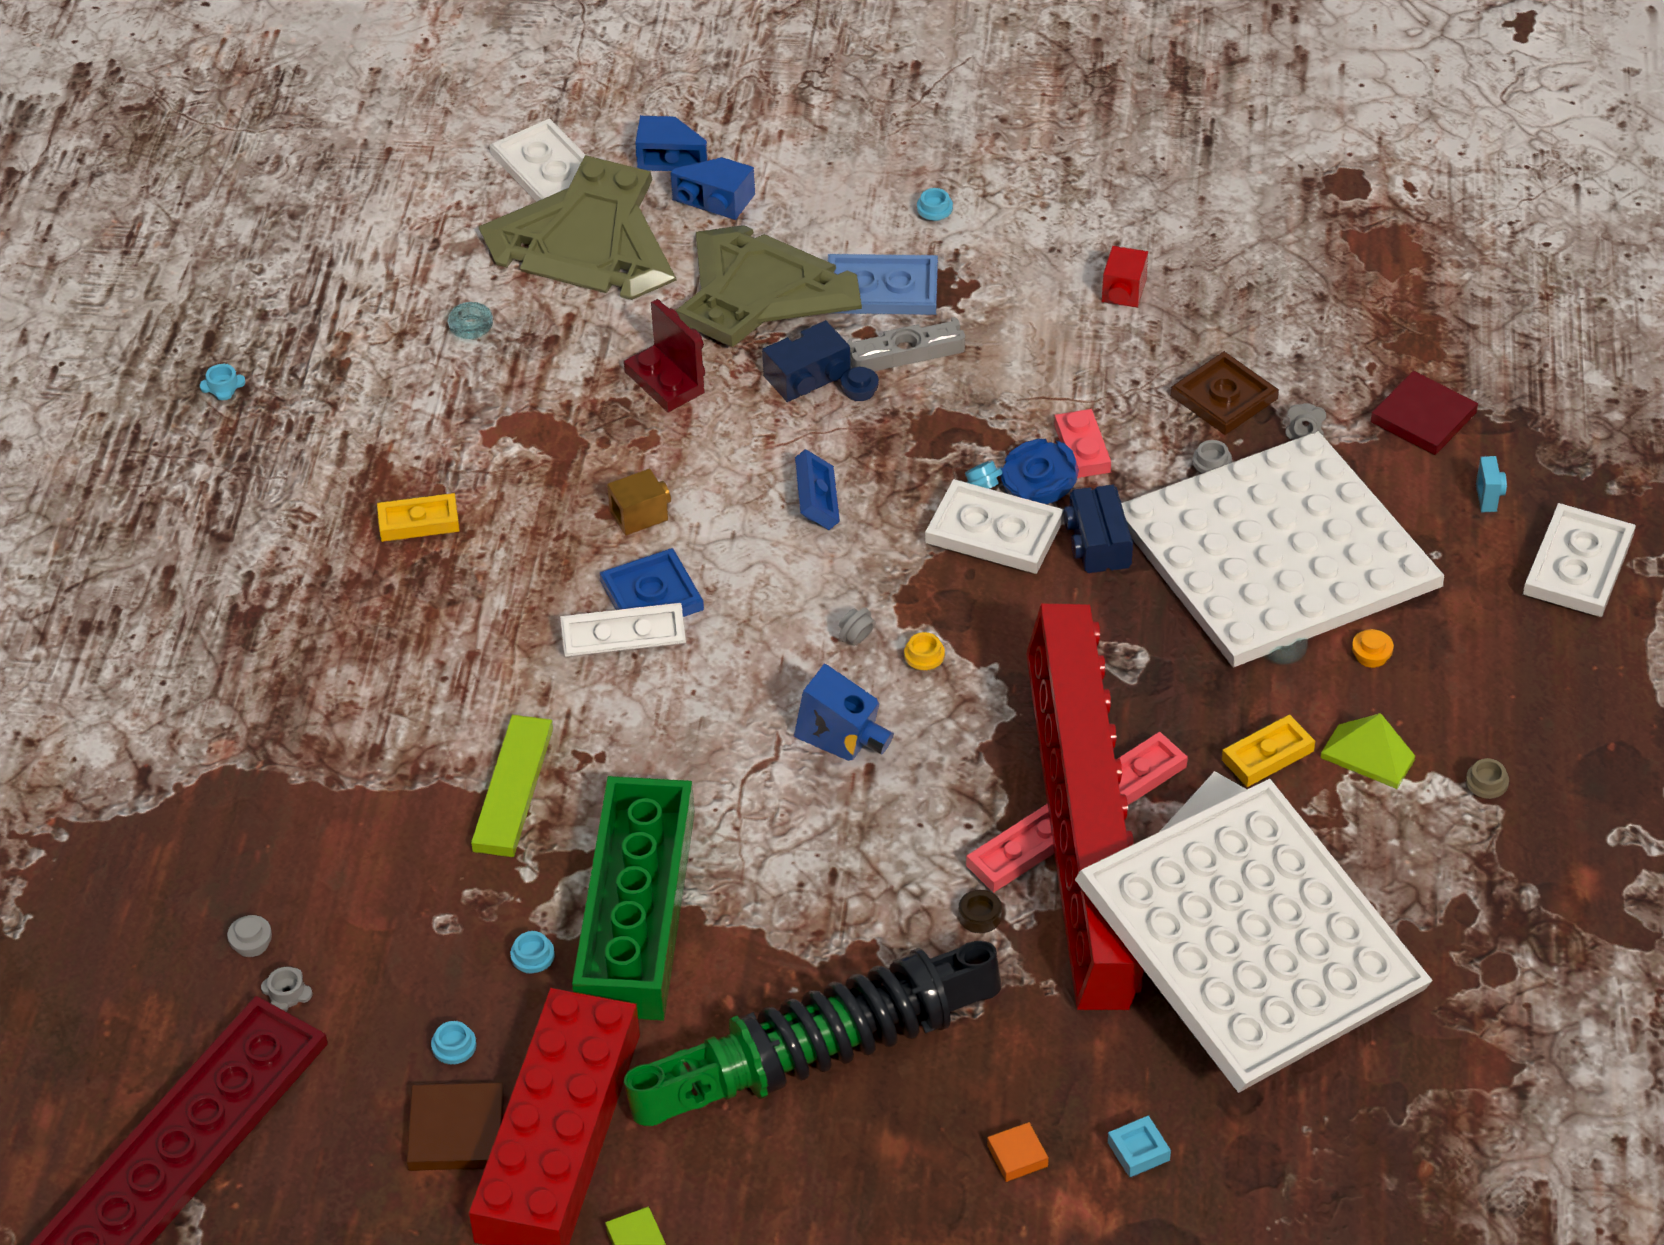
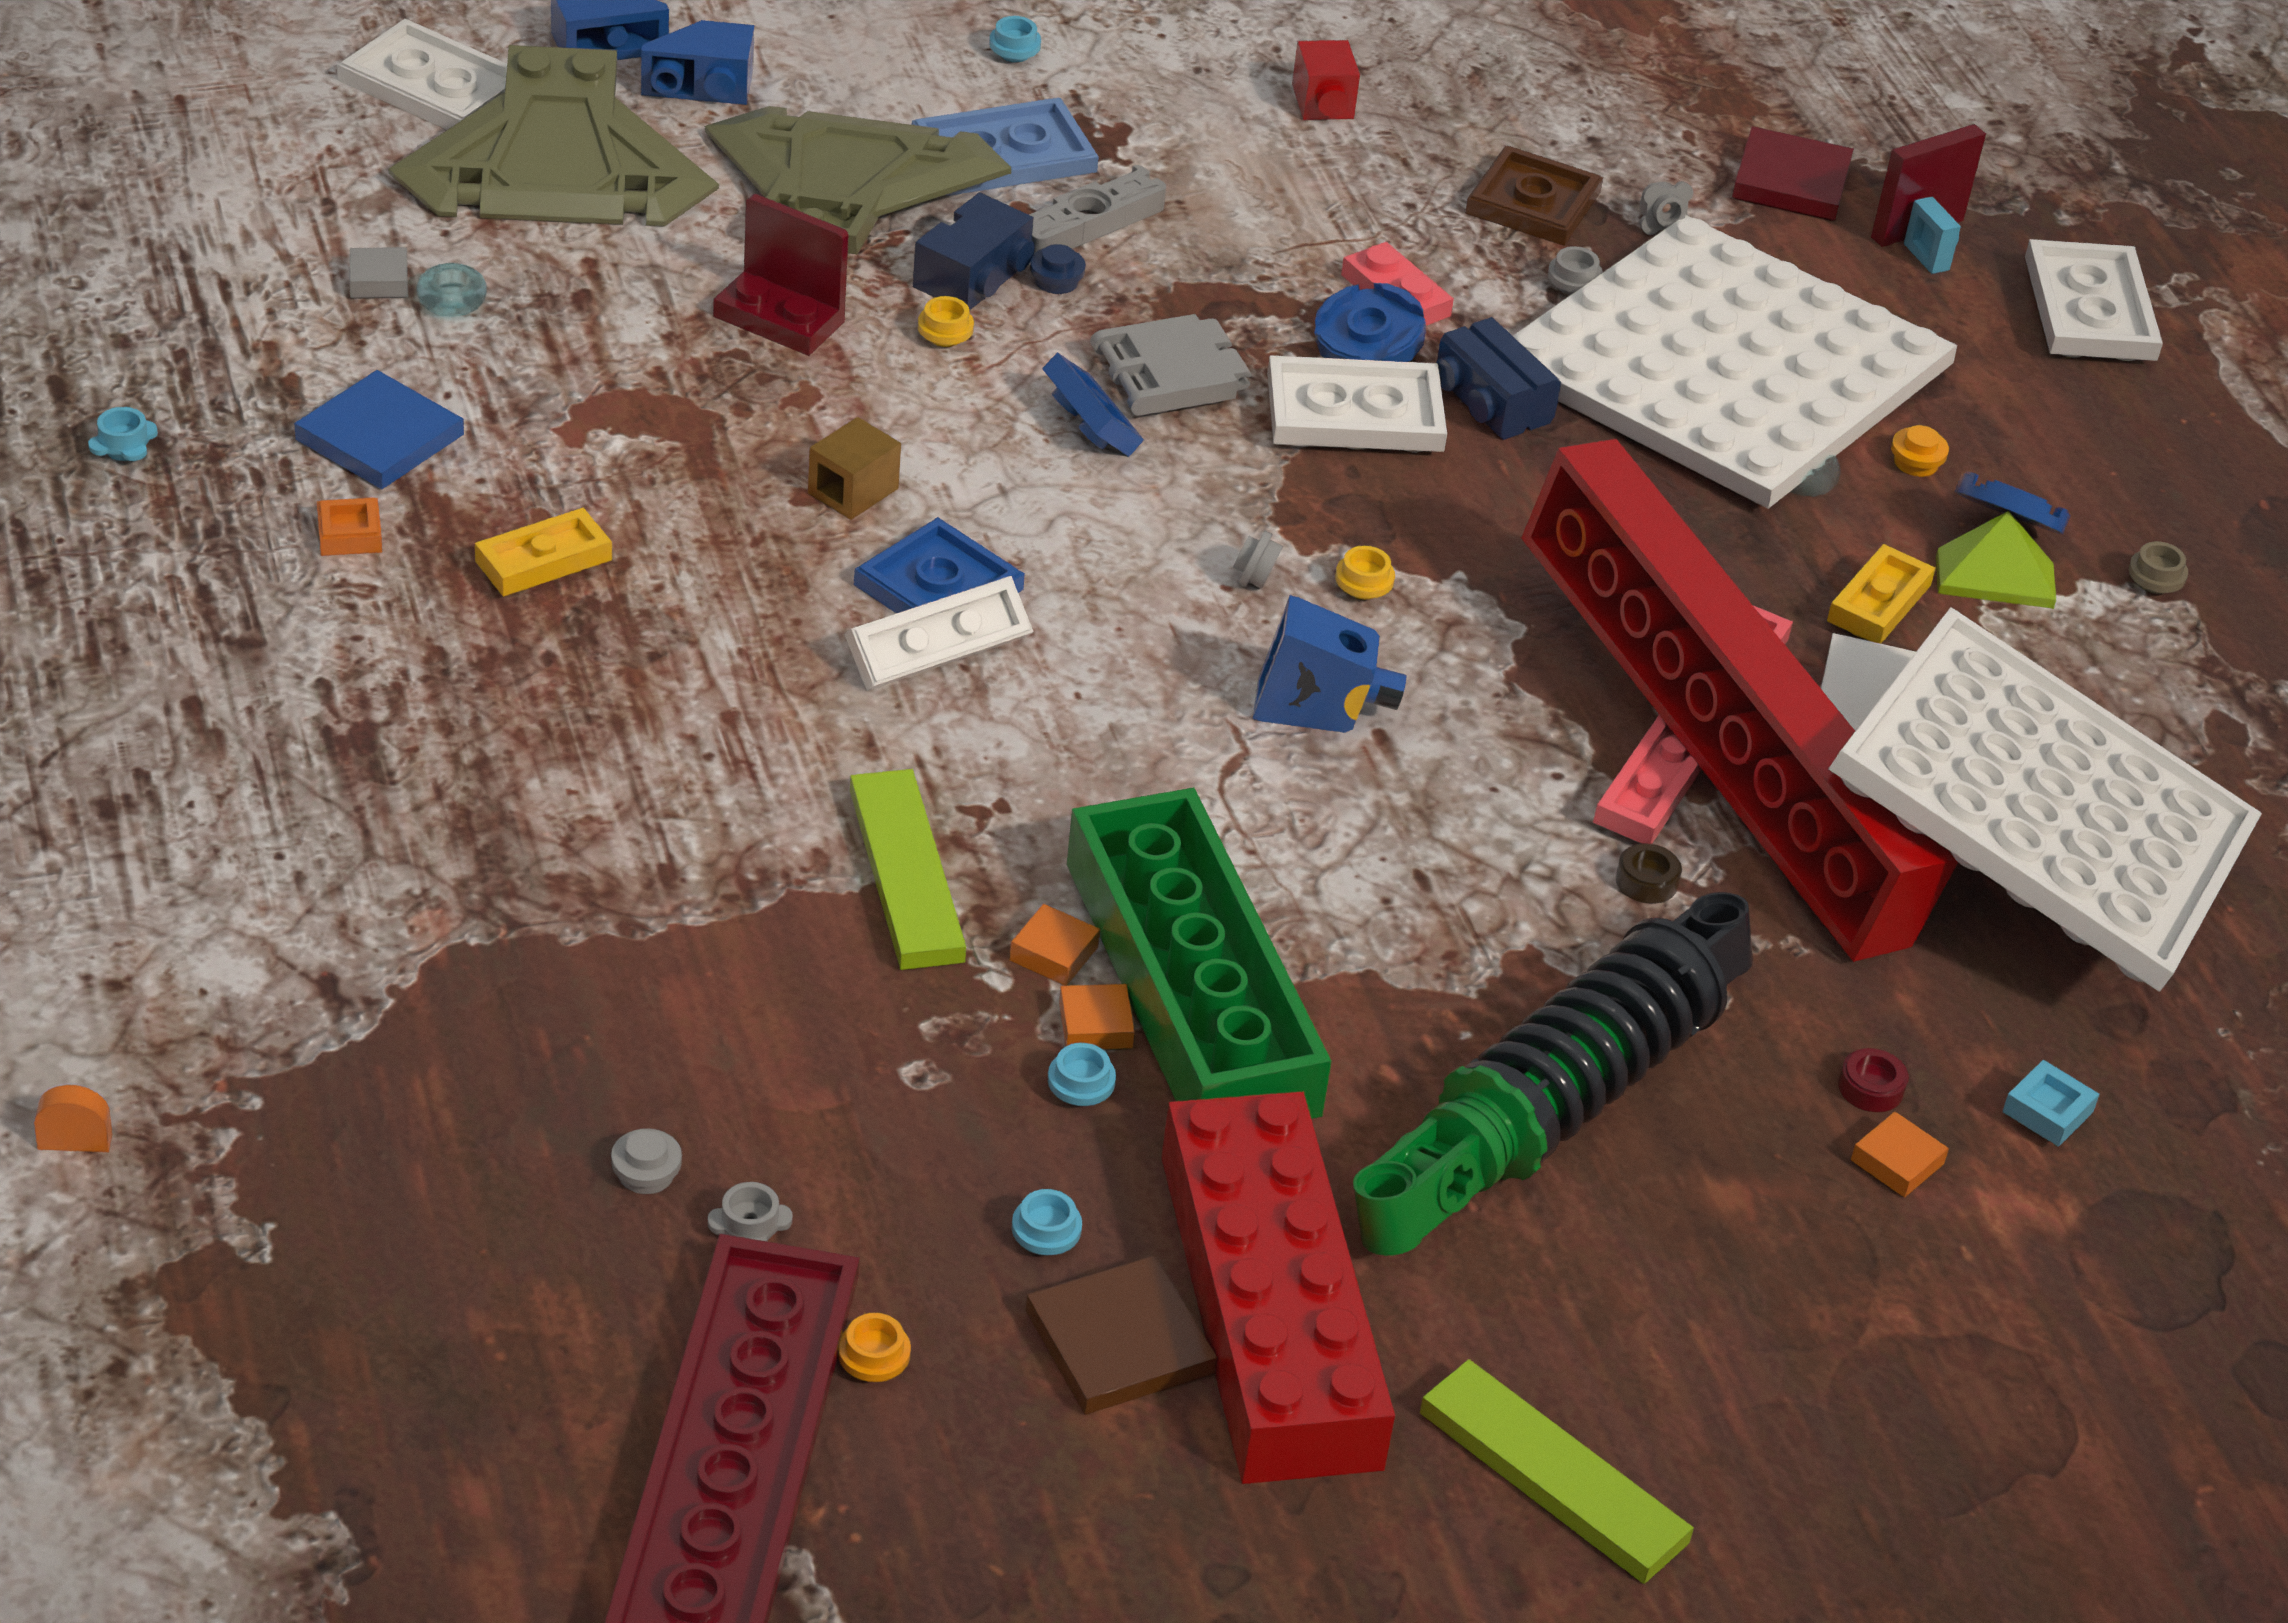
camera: 30 degrees left, 5 degrees down
(307, 1092) = (874, 1348): none -> light orange plate
(319, 473) = (349, 526): none -> orange tile
(373, 409) = (379, 429): none -> blue tile
(434, 299) = (378, 272): none -> light grey tile
(563, 915) = (1097, 1015): none -> orange tile
(569, 860) = (1054, 944): none -> orange tile
(762, 407) = (946, 321): none -> yellow plate
(890, 470) = (1172, 363): none -> light grey plate
(984, 475) = (1303, 342): medium azure plate -> none
(1035, 1095) = (1873, 1080): none -> dark red tile
(1399, 706) = (2019, 503): none -> blue tile
(1509, 437) = (1933, 168): none -> dark red tile

